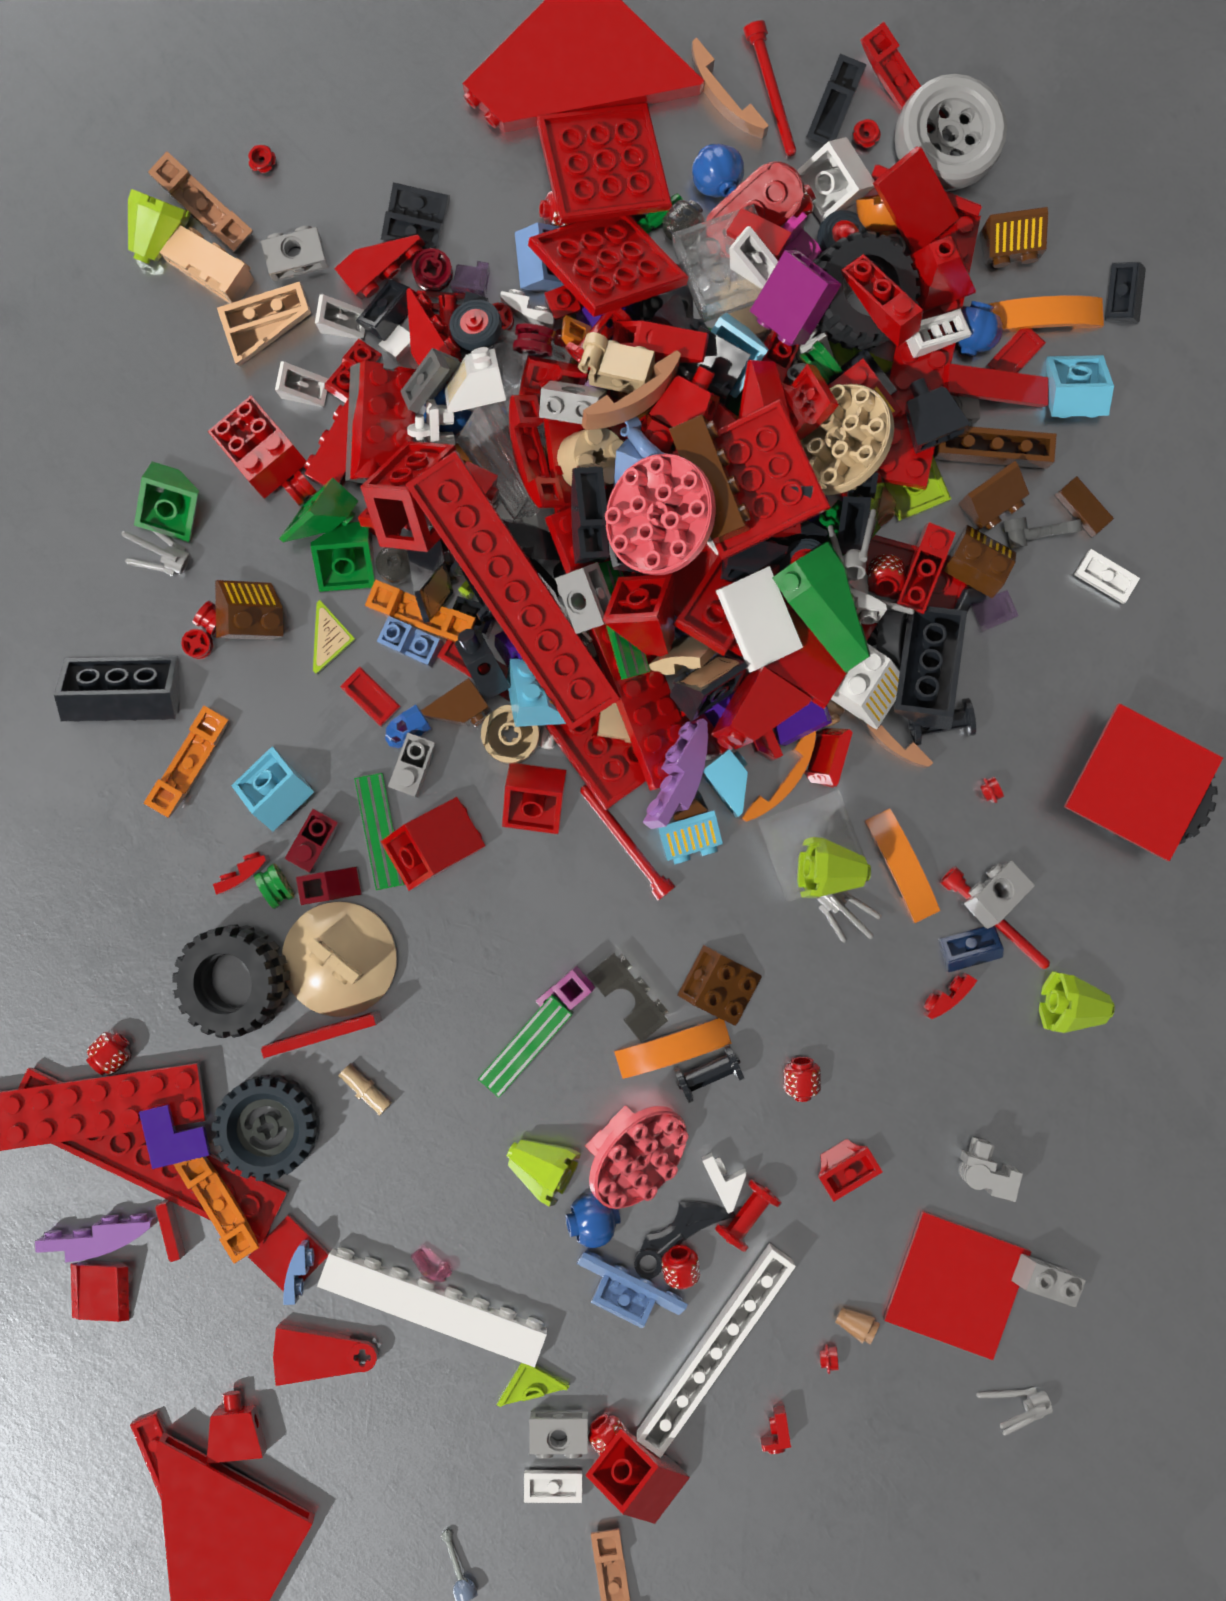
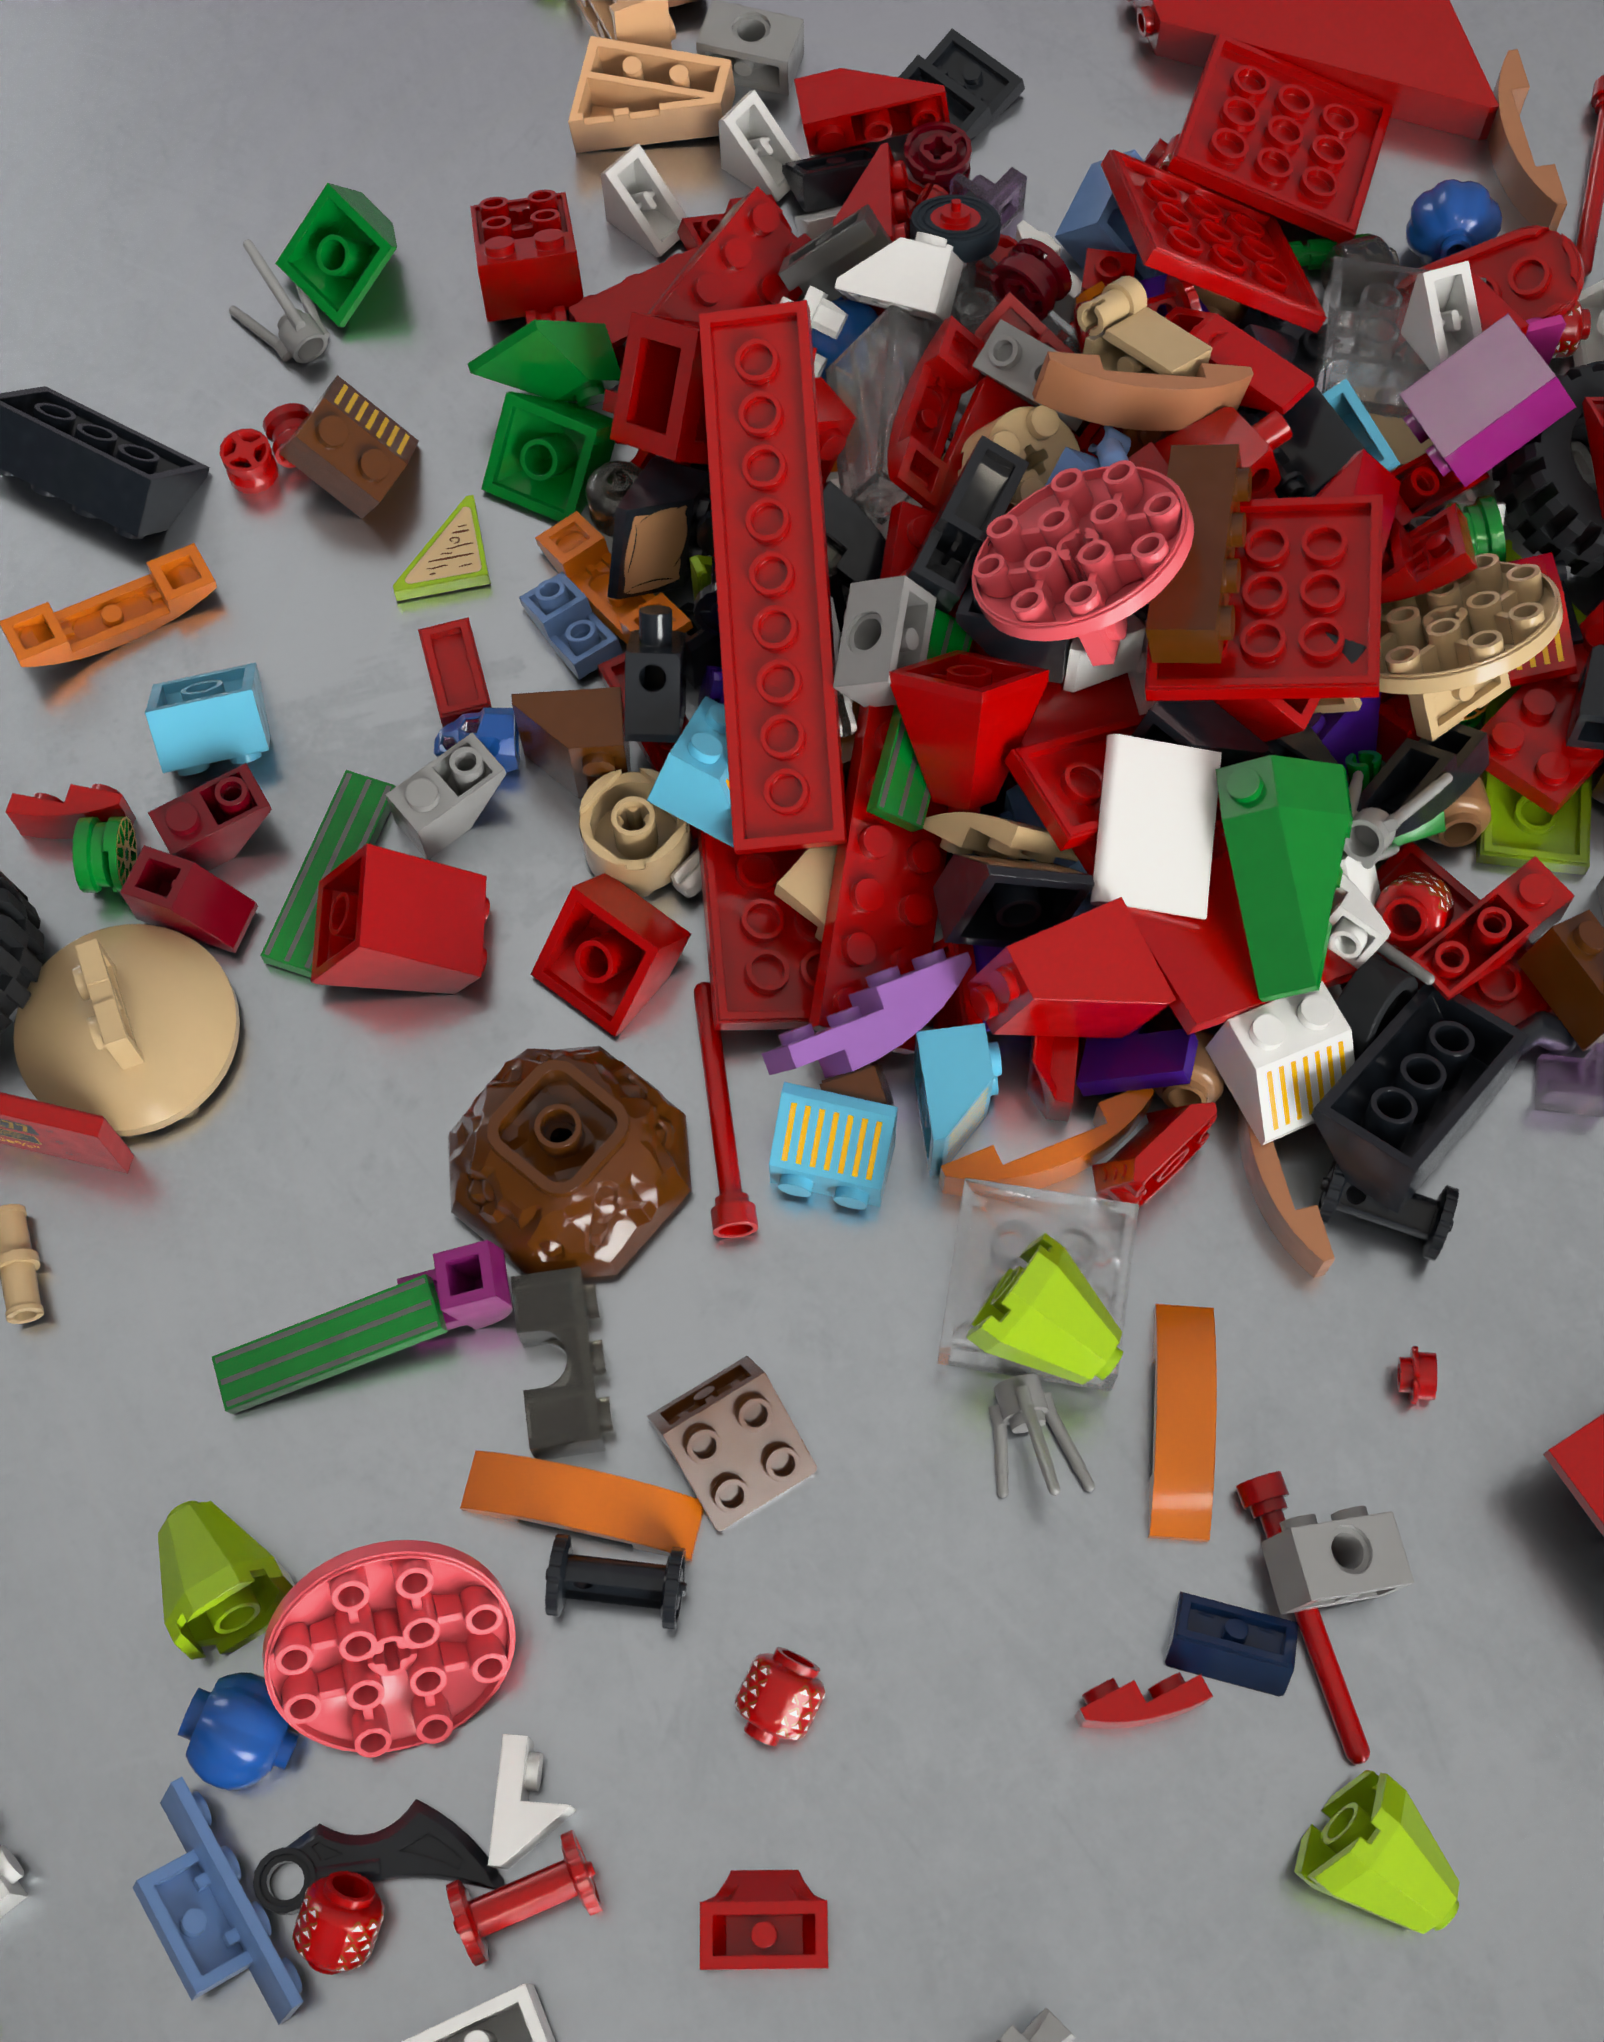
camera: 30 degrees right, 20 degrees down
(604, 898) = (578, 1198): none -> reddish brown rock

